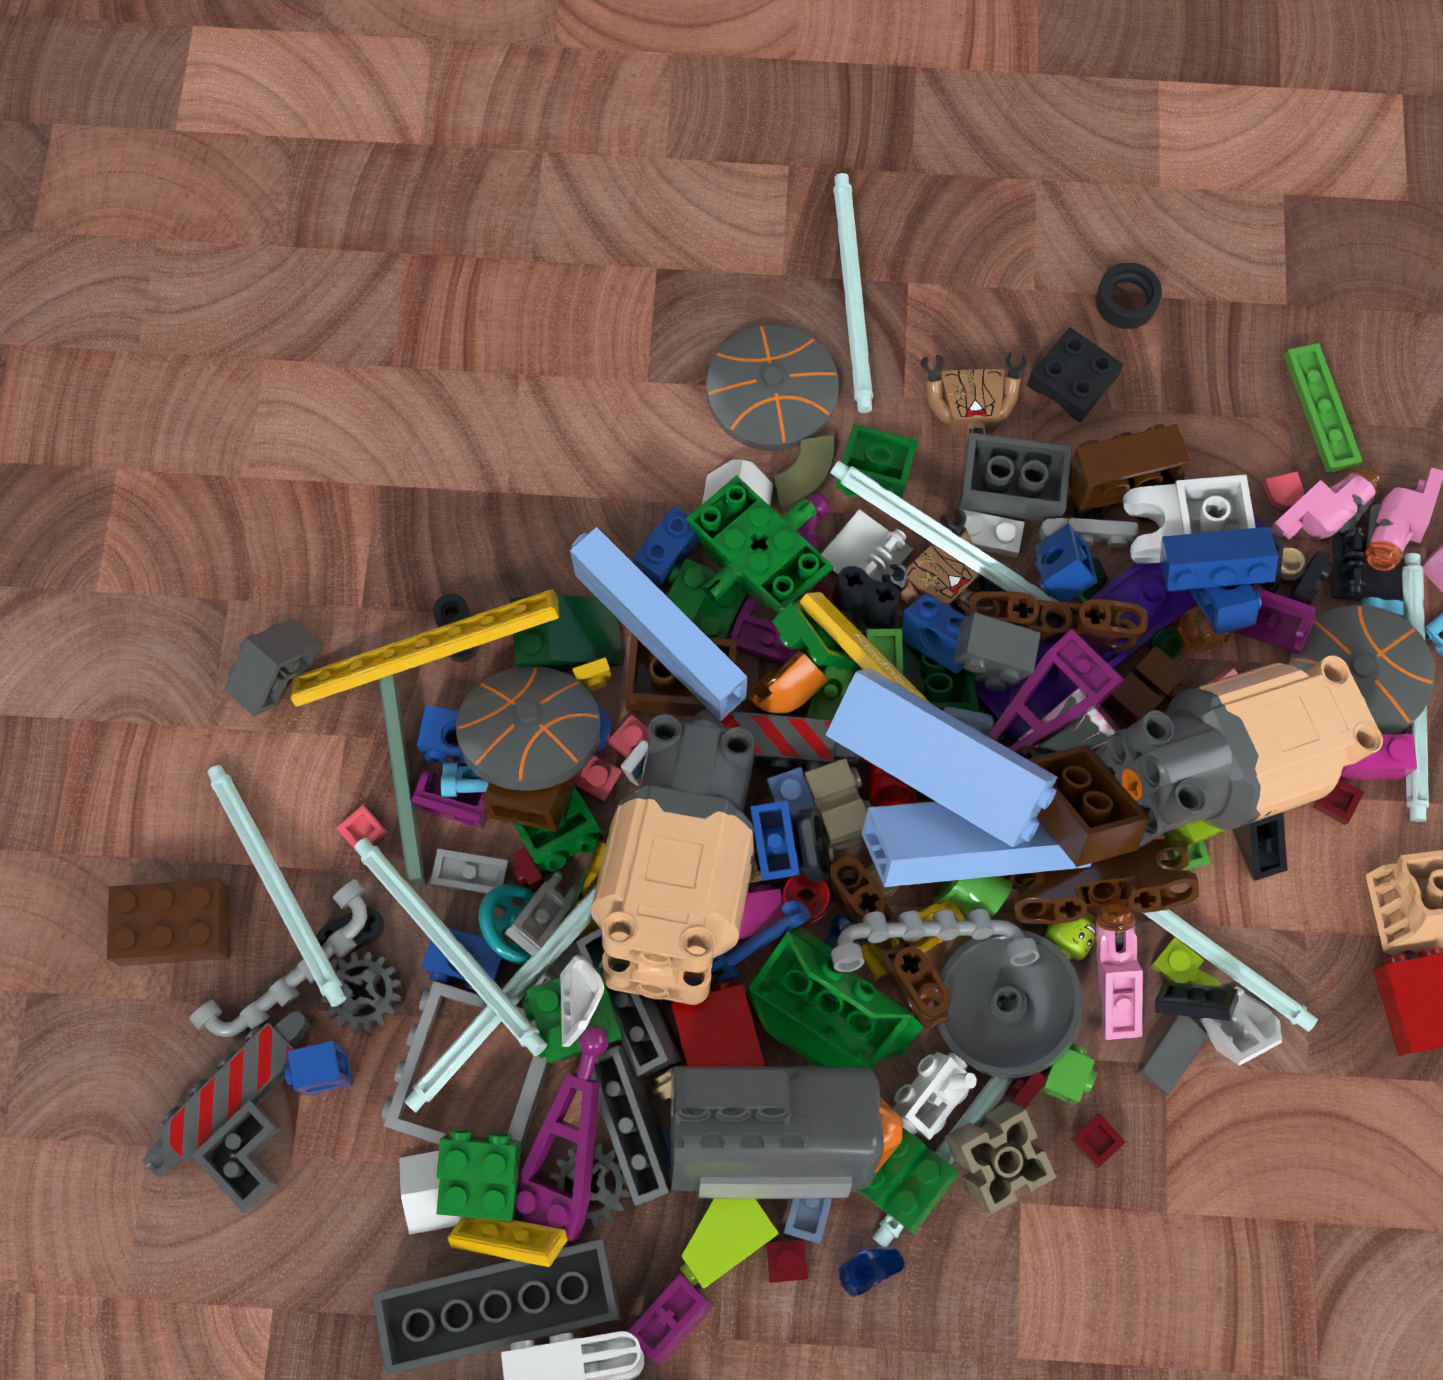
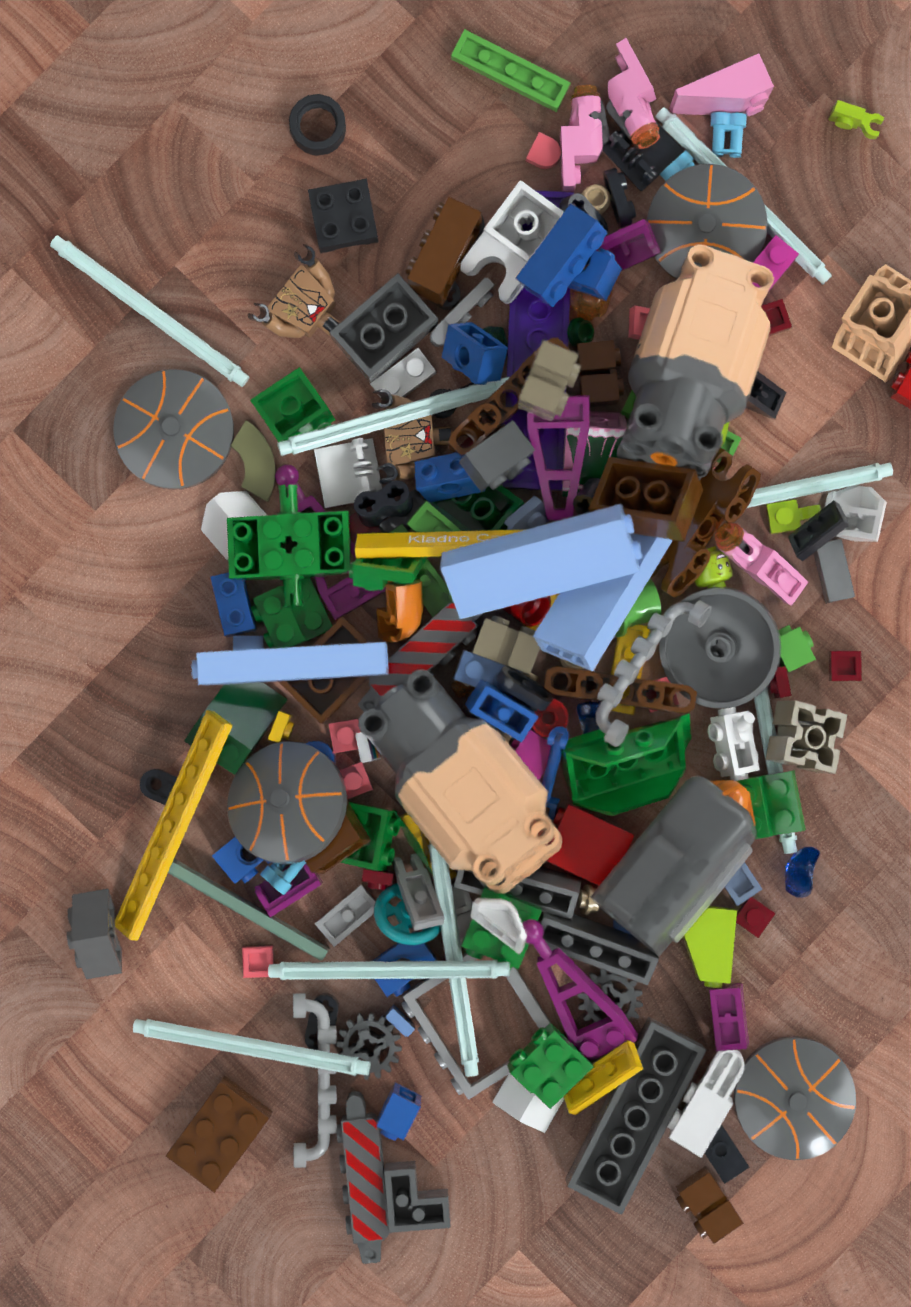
camera: 50 degrees left, 15 degrees up
(408, 1001) = (400, 1021): none -> medium blue tile
(1104, 624) = (547, 381): none -> dark tan brick

